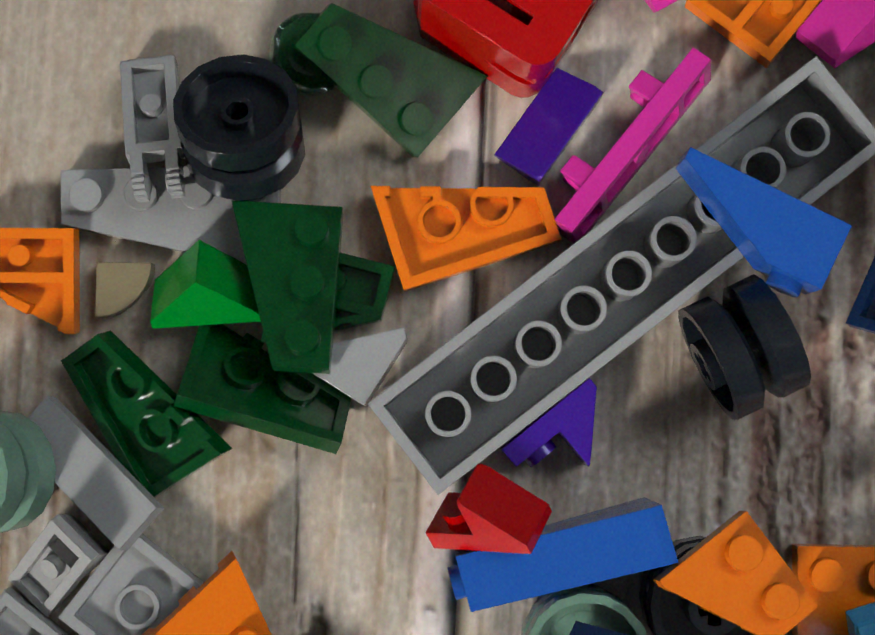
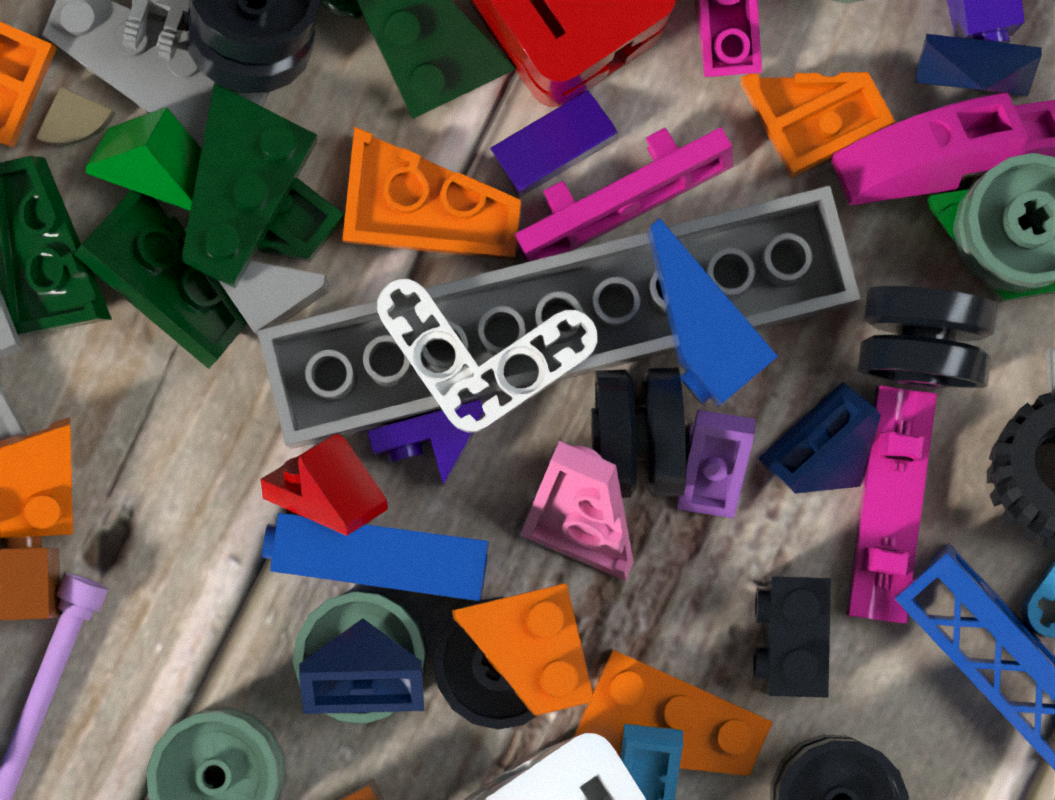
camera: 15 degrees right, 0 degrees up
(571, 360) = (465, 372): none -> white beam
(722, 437) = (582, 511): none -> bright pink wing
(825, 335) = (716, 462): none -> medium lavender slope

